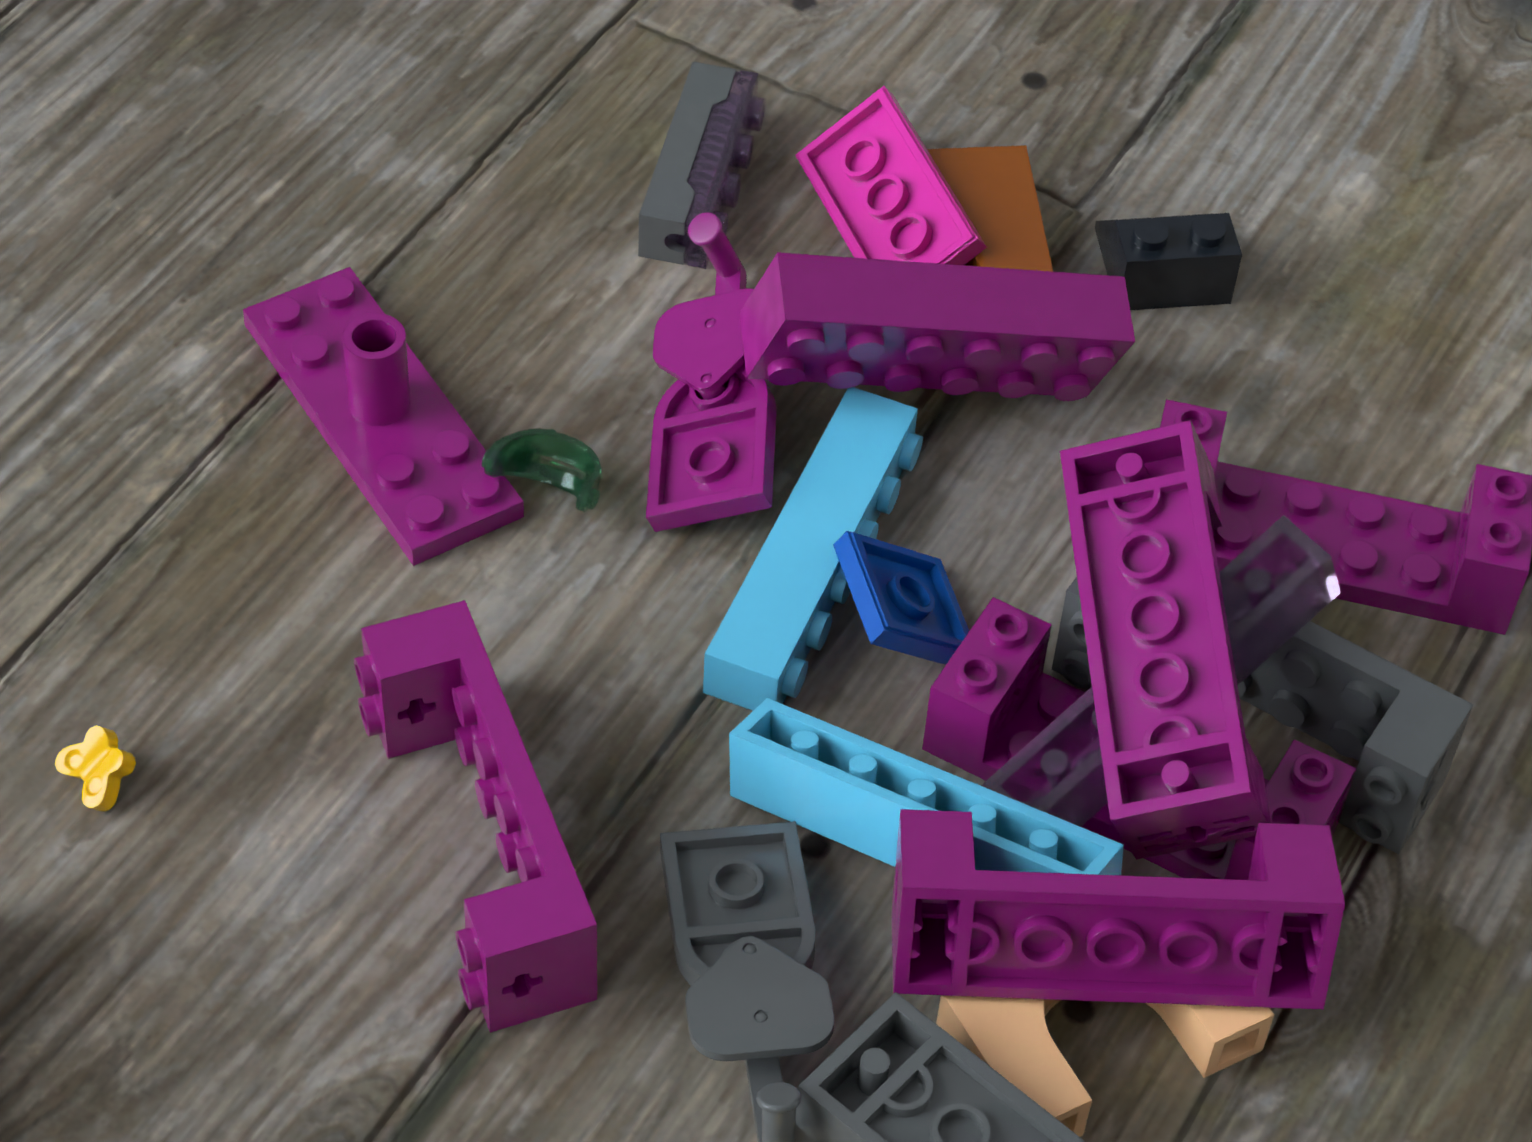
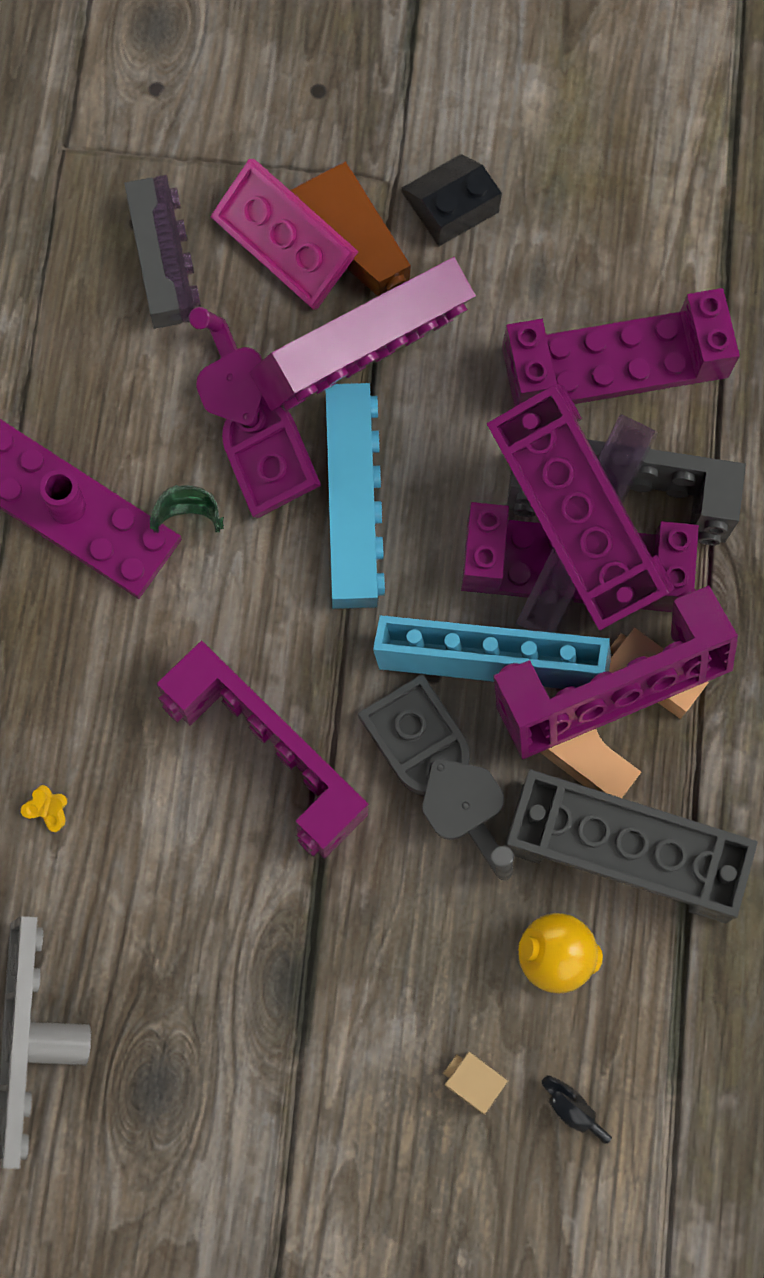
camera: 25 degrees left, 25 degrees up
(902, 597) = (417, 511): blue tile -> none

